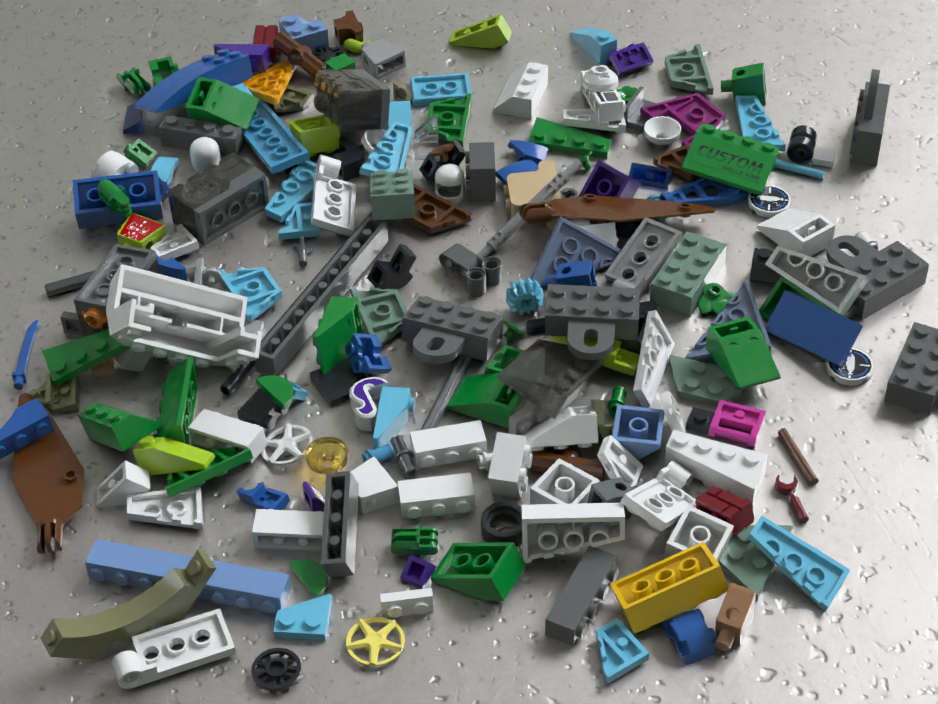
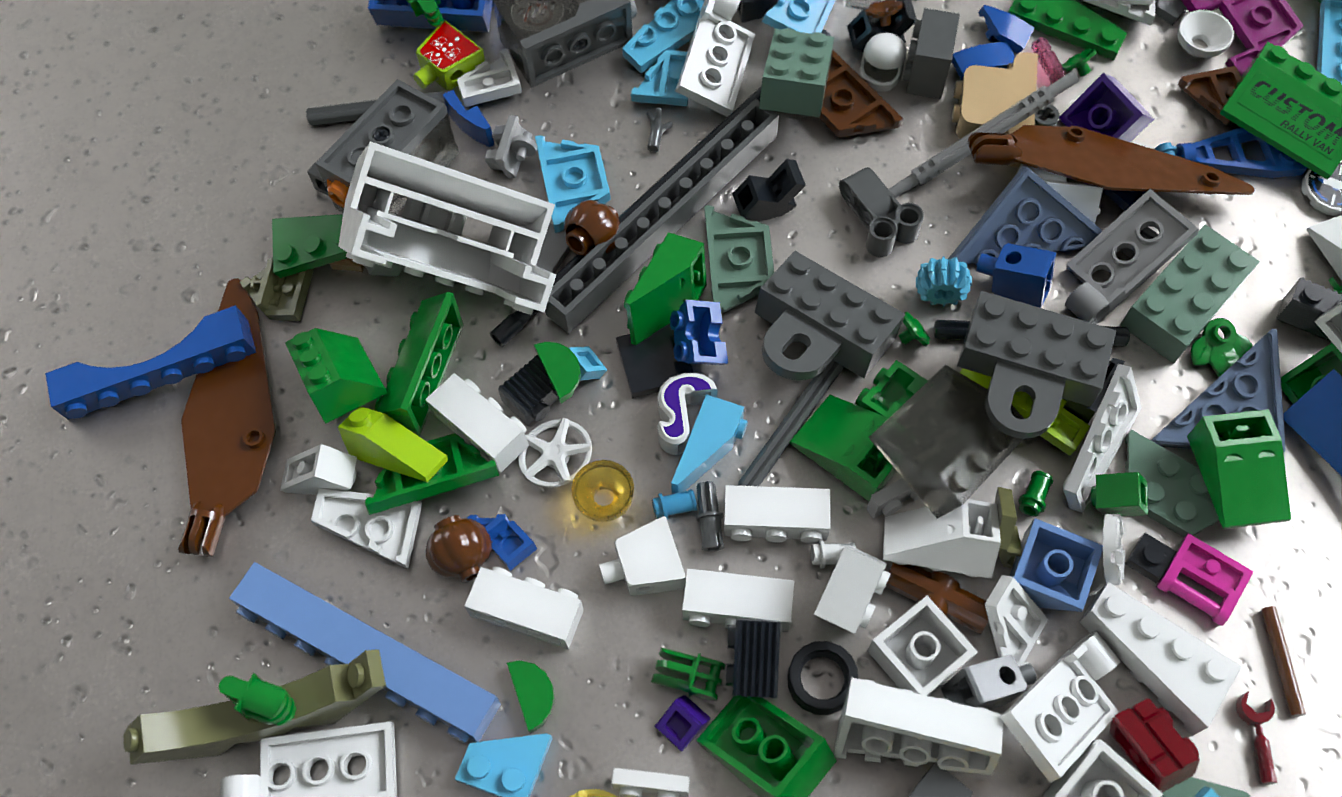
camera: 15 degrees right, 20 degrees up
(19, 377) = (238, 248): blue sword -> none
(129, 597) = (259, 700): none -> green arm
(235, 507) = (458, 548): none -> reddish brown plant
(273, 307) = (590, 225): none -> reddish brown plant
(313, 497) = (571, 557): dark purple slope -> none
(340, 524) = (587, 628): dark grey brick -> none
(456, 516) = (755, 658): none -> black brick
(562, 164) = (1048, 59): none -> clear pink axle
(651, 175) = (1170, 106): clear blue slope -> none
(672, 381) = (1120, 494): none -> green brick

